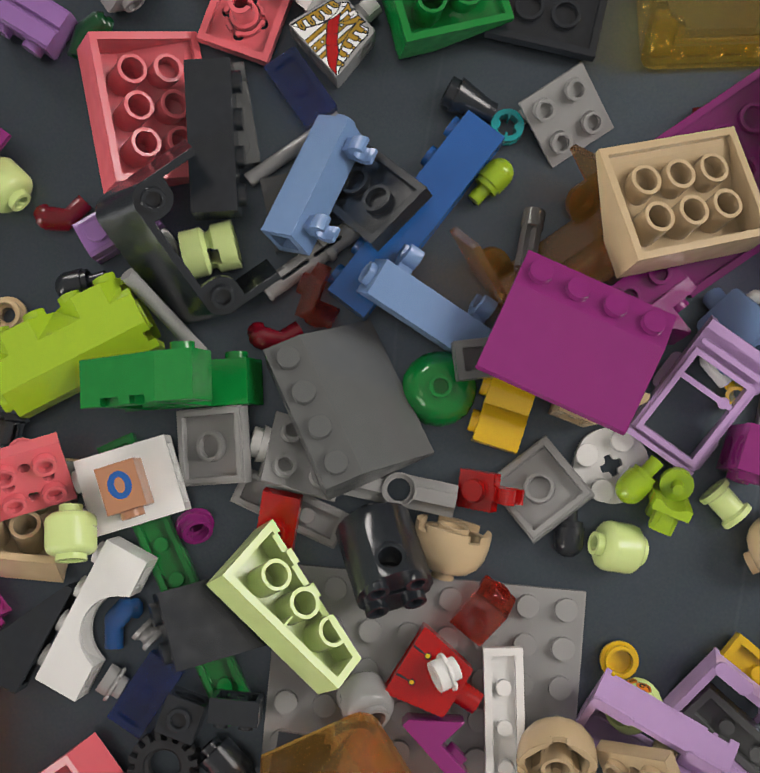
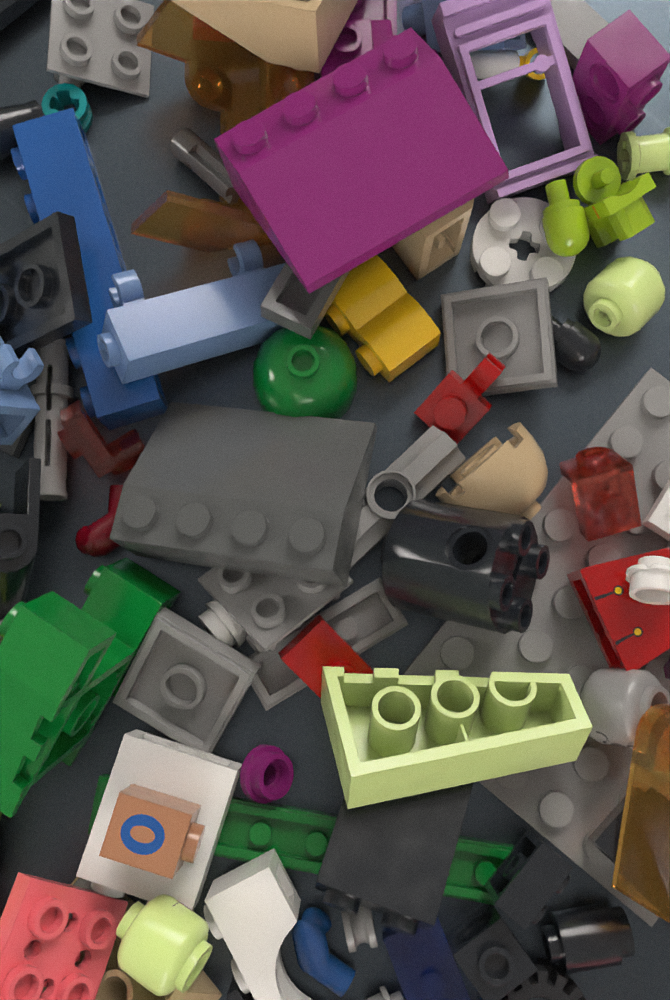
camera: 55 degrees left, 5 degrees down
(492, 180) = (113, 163): lime cylinder -> none

